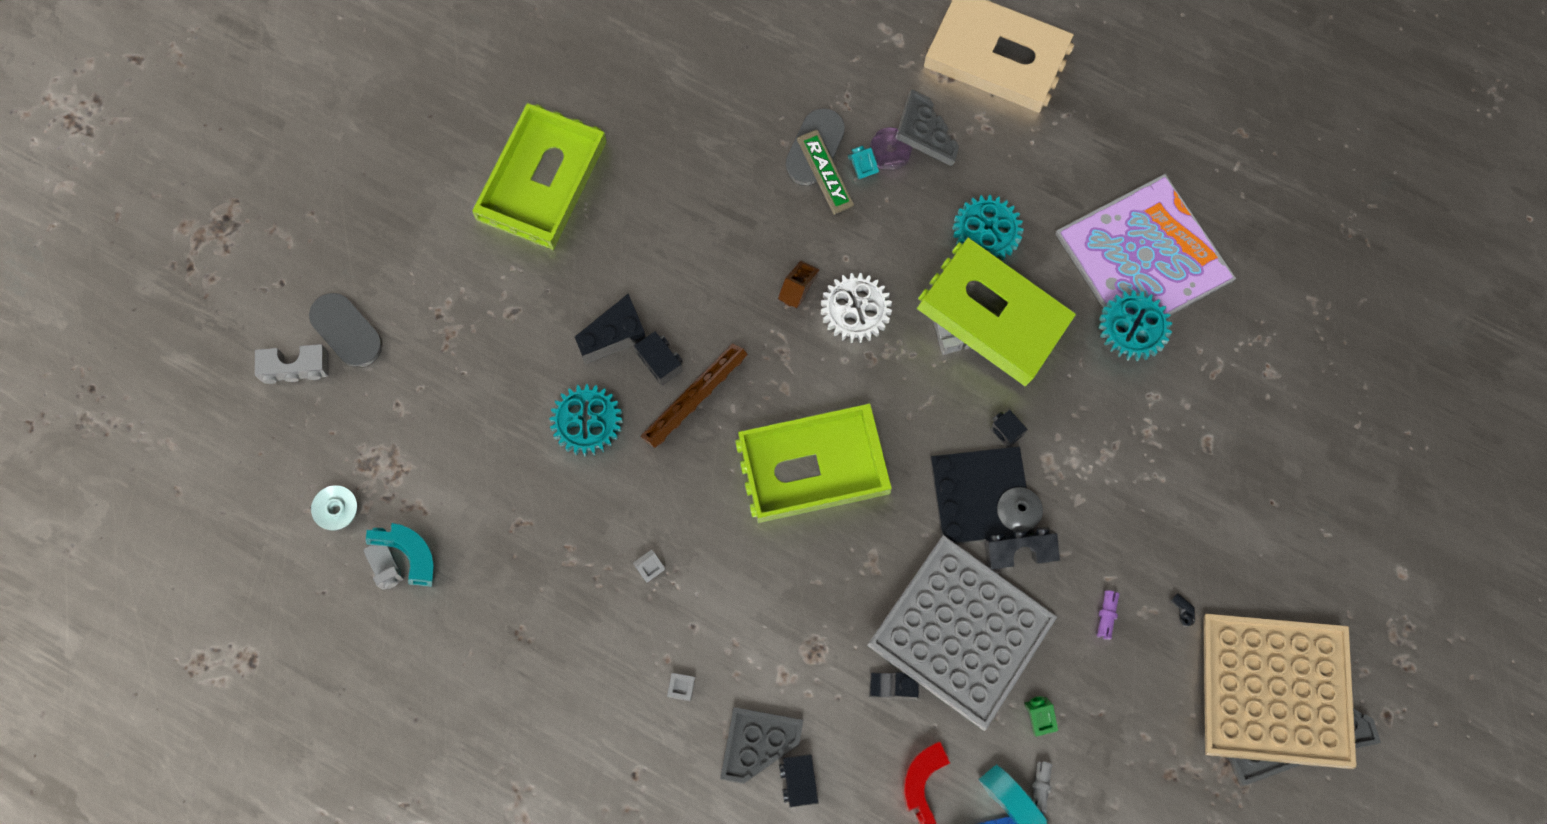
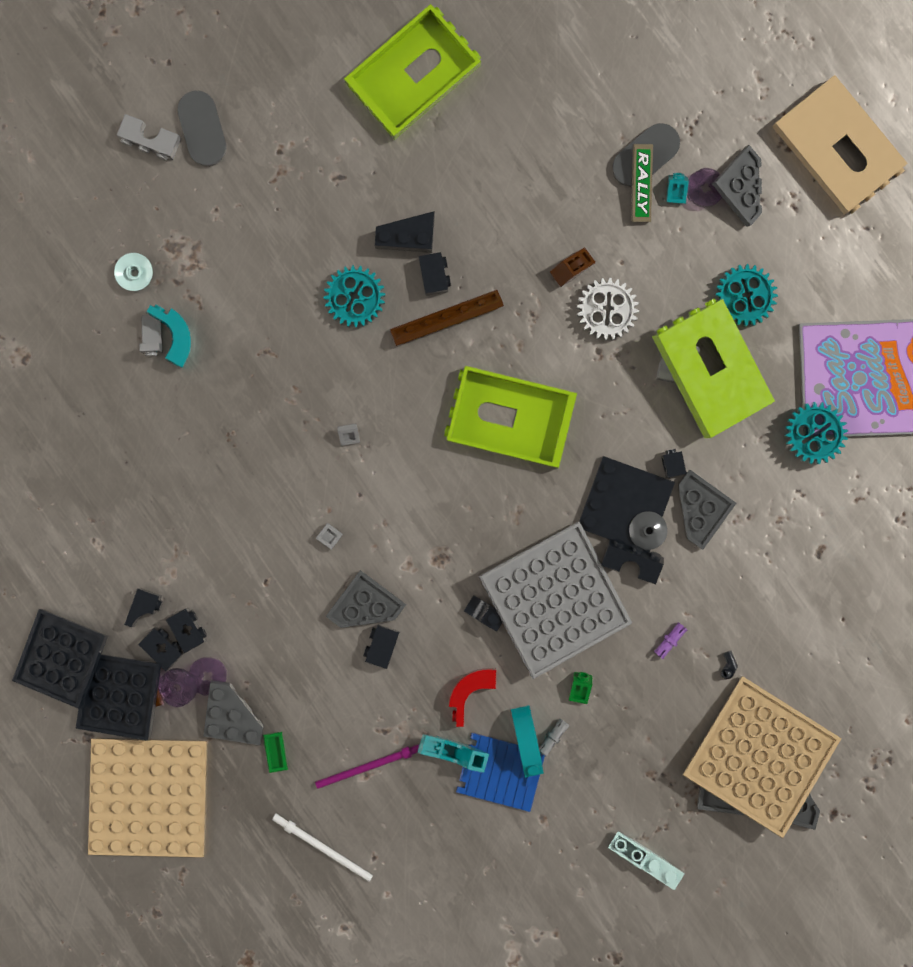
camera: 25 degrees right, 15 degrees up
(1063, 459) = (702, 508): none -> dark grey plate

